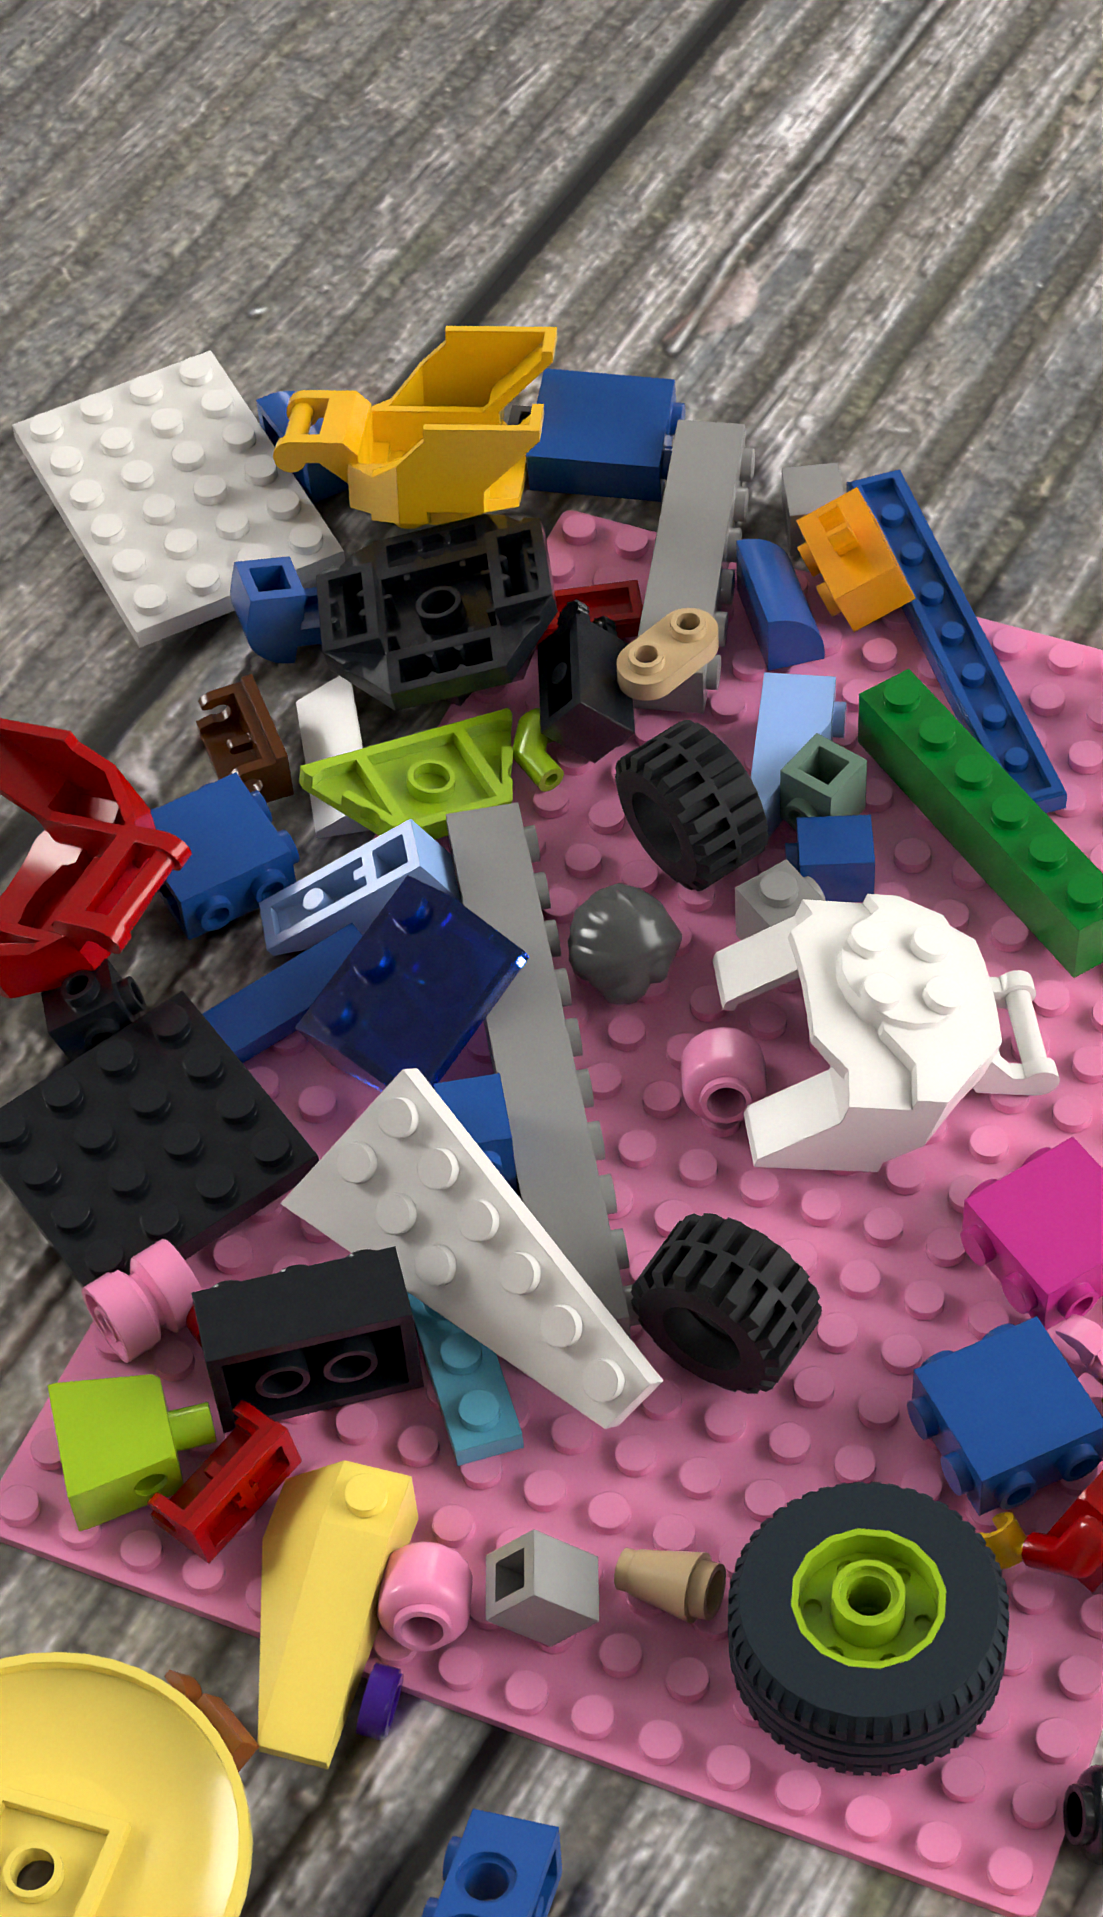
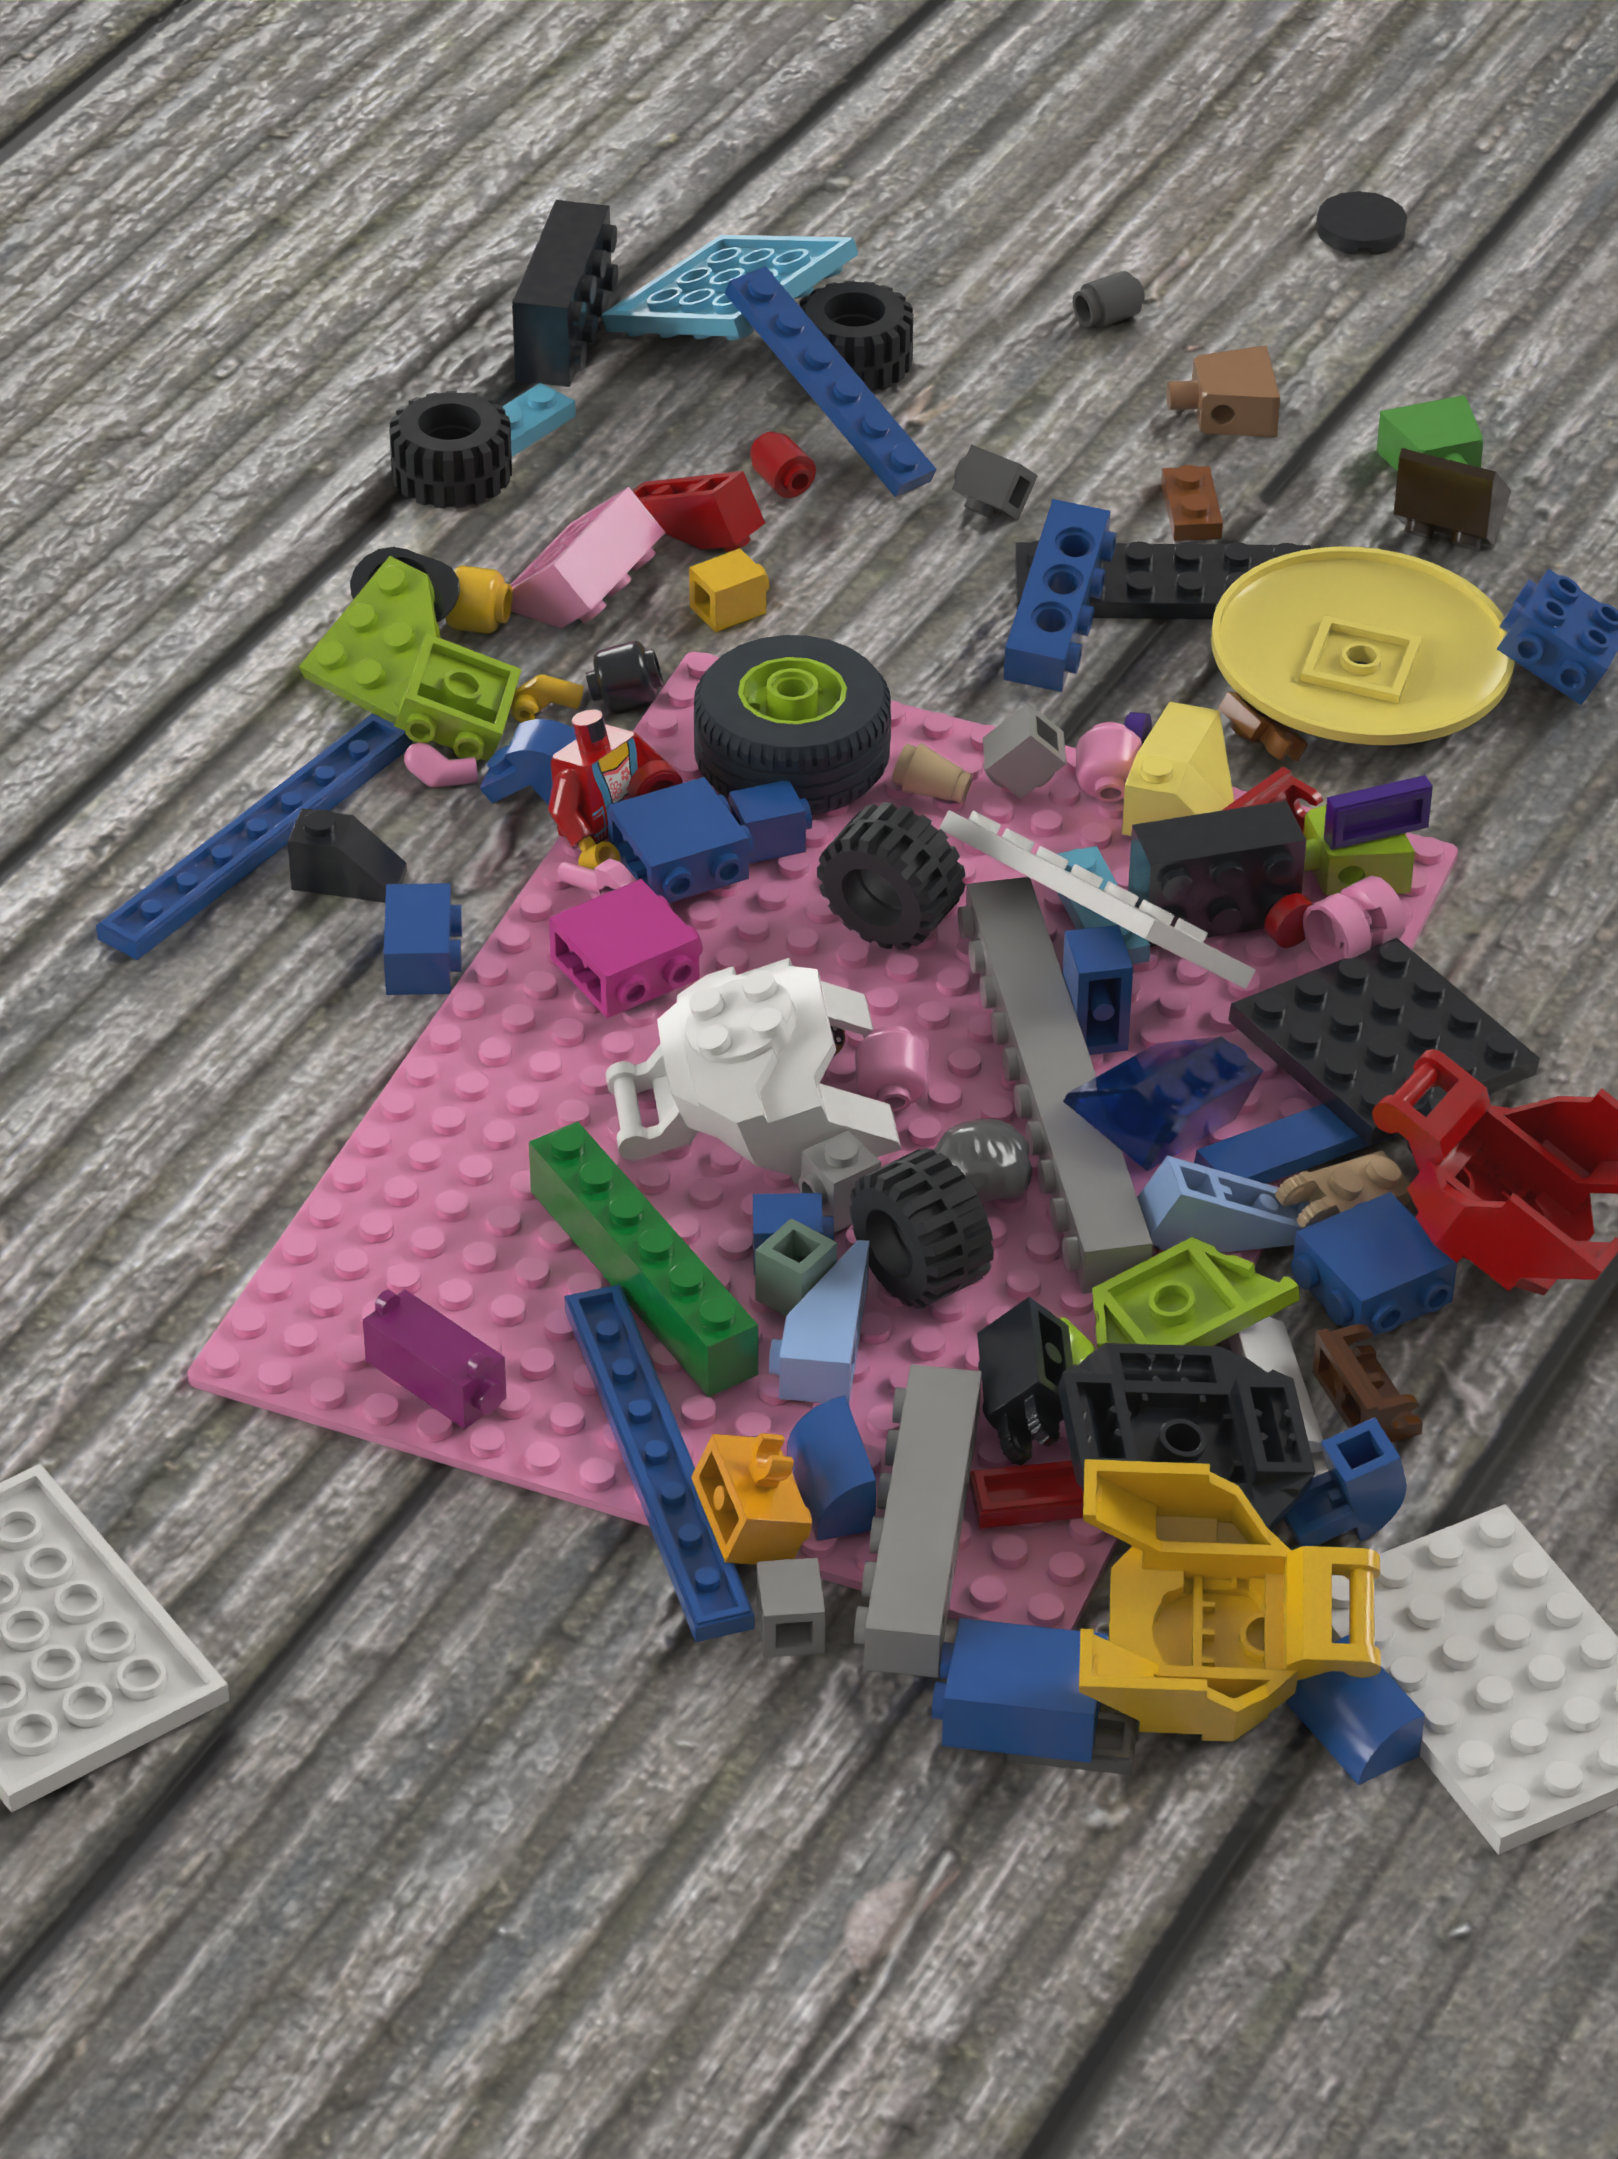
camera: 175 degrees right, 10 degrees down
(84, 1397) = (1377, 812): none -> dark purple tile
(231, 940) = (1343, 1187): none -> tan hinge
(675, 651) = (945, 1367): tan plate -> none
(894, 1456) = (774, 819): none -> blue brick
(1047, 1491) = (653, 777): none -> red tile

